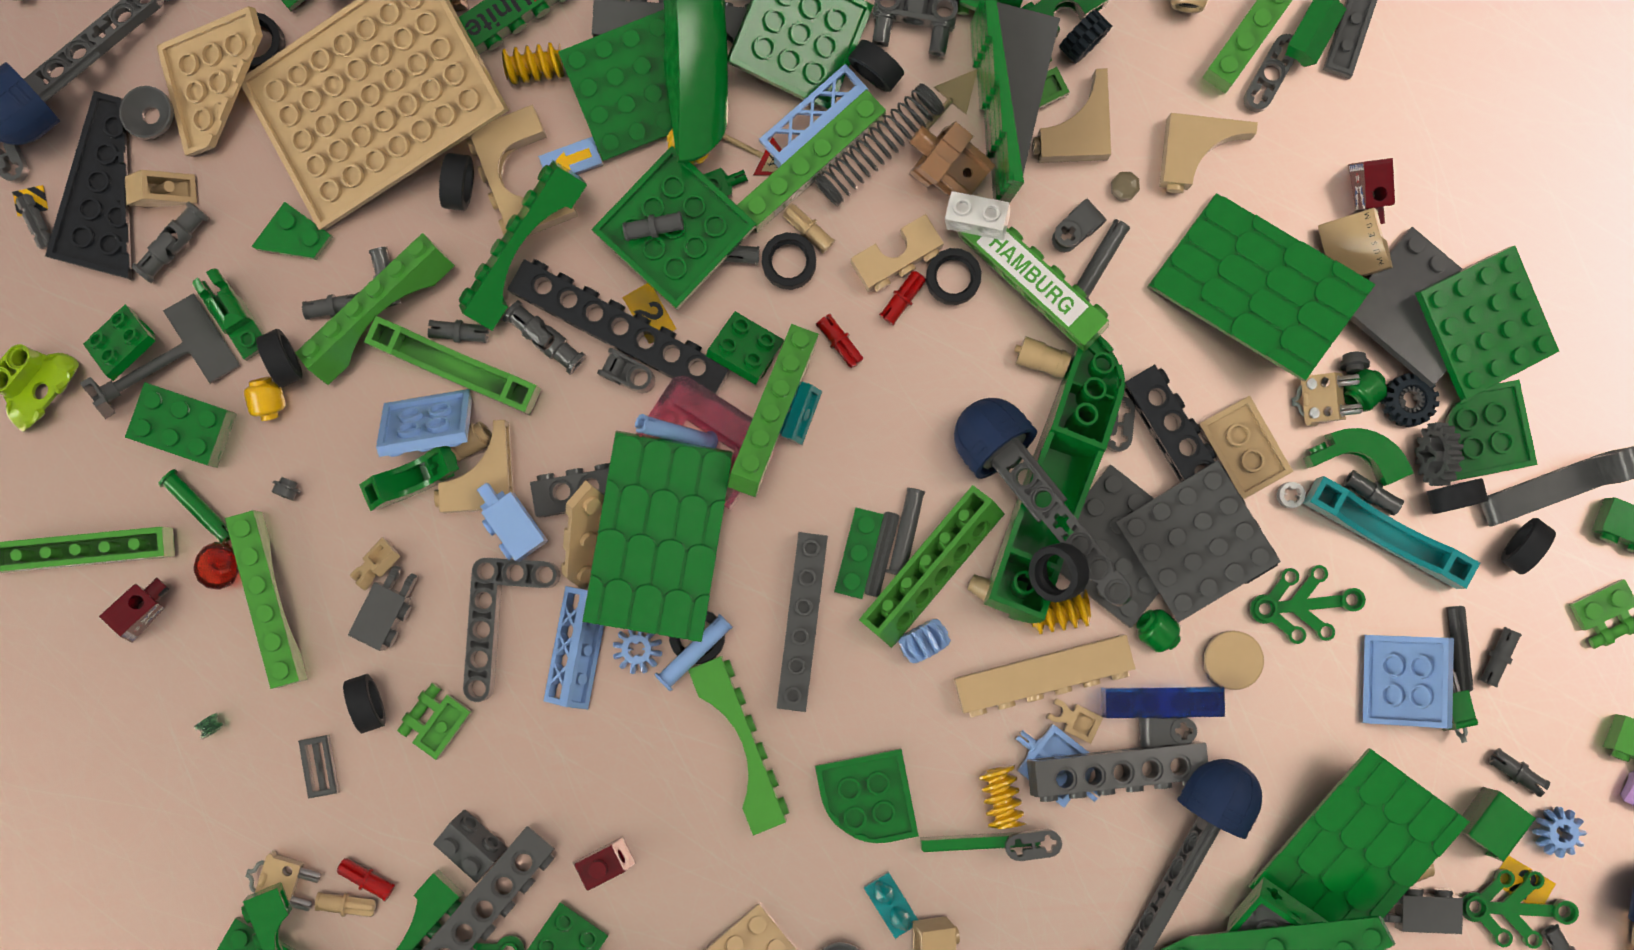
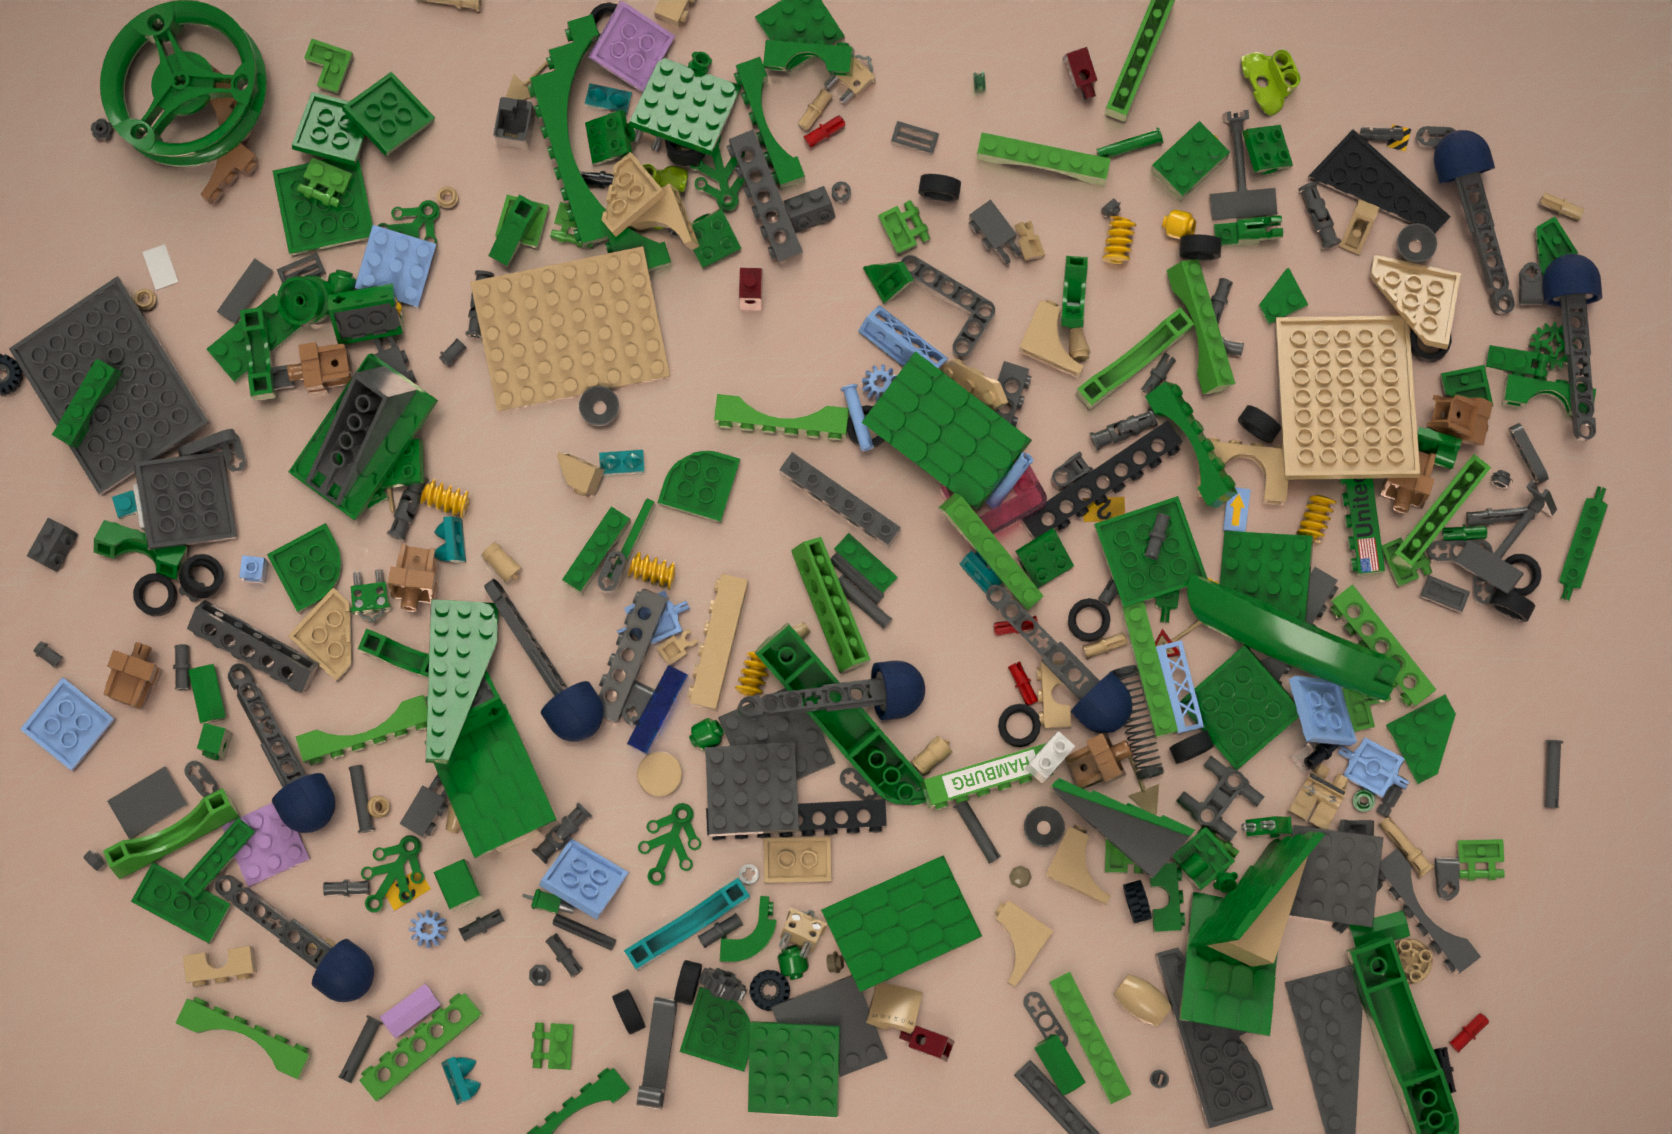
camera: 120 degrees right, 5 degrees down
(216, 566) = (1082, 137): clear red hair -> none
(320, 459) = (1117, 240): none -> yellow piece
(424, 423) = (1104, 319): light blue plate -> none
(425, 827) = (845, 197): none -> dark grey bush
(506, 705) = (888, 278): none -> green wing
(511, 523) = (1007, 341): light blue hinge -> none
(881, 192) = (1102, 704): none -> piece
(924, 641) = (783, 573): light blue gear -> none
(1014, 878) = (595, 550): none -> green arch
(1039, 576) = (778, 688): black tyre -> none
(1060, 172) = (1048, 815): none -> dark grey piece
(1080, 224) = (1009, 832): dark grey piece -> none
(1341, 344) = (835, 962): none -> dark tan plate
(1354, 362) = (815, 966): dark grey plate -> none
(1362, 735) = (563, 831): none -> dark grey piece
(1538, 672) = (540, 975): none -> dark grey tile

